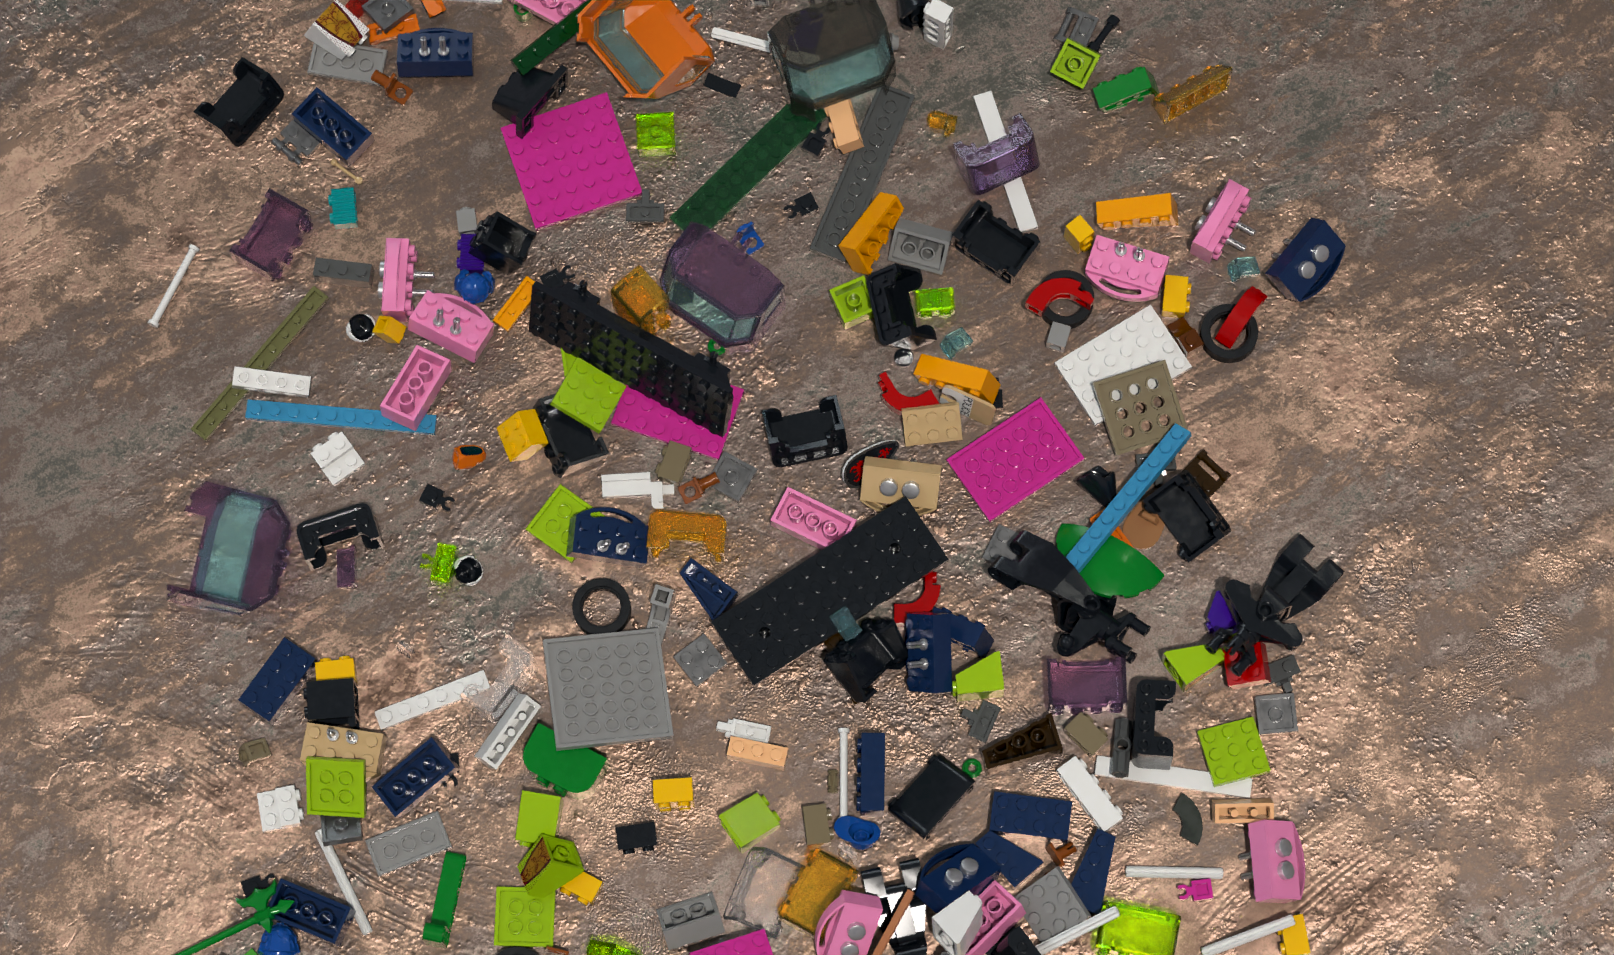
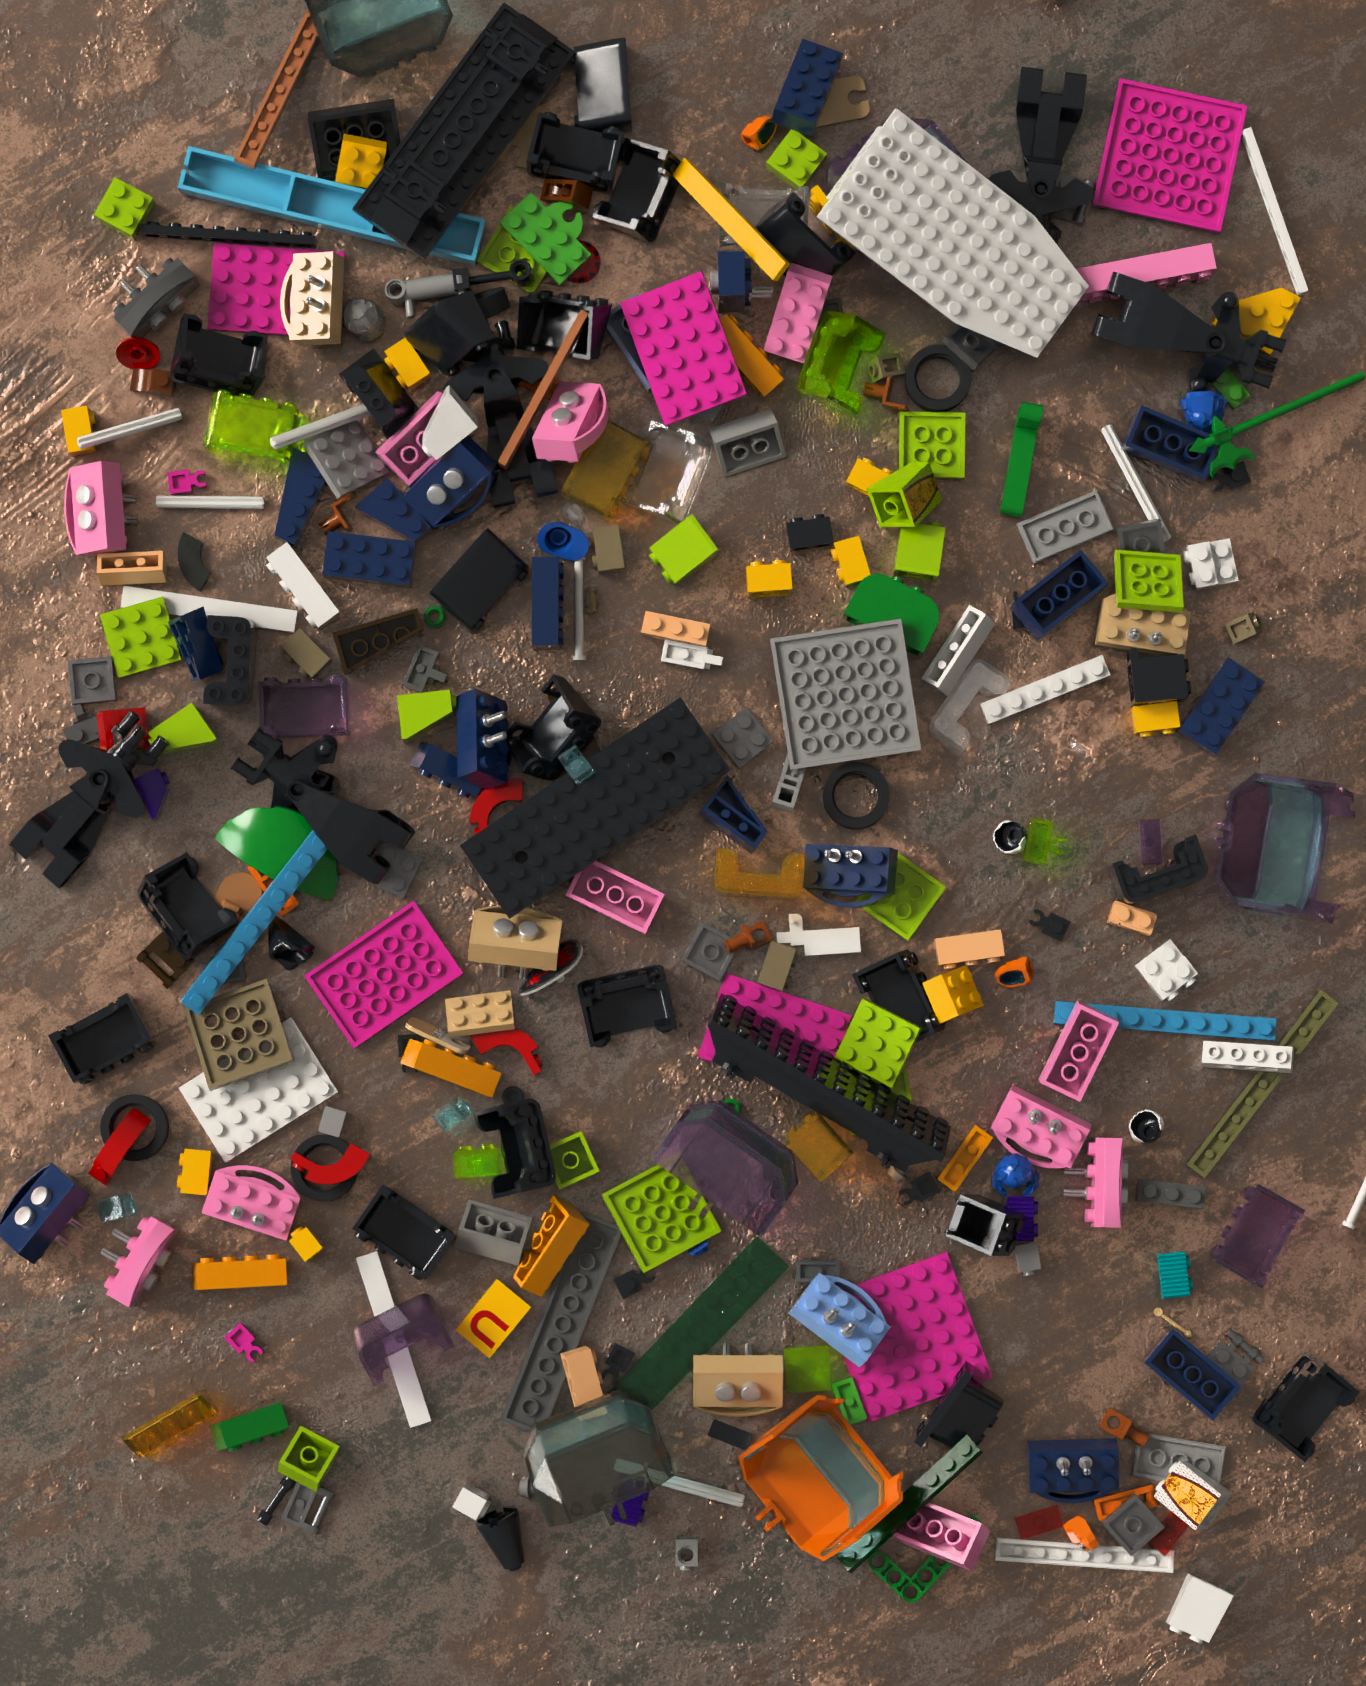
camera: 175 degrees right, 10 degrees up
(356, 495) = (1132, 918): none -> light nougat brick
(389, 329) = (1113, 1123): yellow brick -> none
(466, 15) = (1038, 1522): none -> clear red plate
(507, 477) = (969, 948): none -> light nougat brick
(600, 813) = (850, 560): none -> yellow brick
(621, 109) = (852, 1407): none -> bright green plate
(625, 169) = (841, 1317): none -> light blue piece
(714, 121) = (738, 1383): none -> tan piece
(786, 252) = (657, 1218): none -> lime plate
(920, 177) = (493, 1318): none -> yellow slope
(941, 121) = (469, 1388): clear yellow animal -> none
(1121, 758) = (266, 651): dark grey piece -> none
(1133, 161) = (241, 1339): none -> dark pink plate
(1185, 337) = (185, 1123): reddish brown arch -> none
(1187, 748) = (196, 644): none -> dark blue wedge
(1259, 404) = (102, 1040): none -> black windscreen

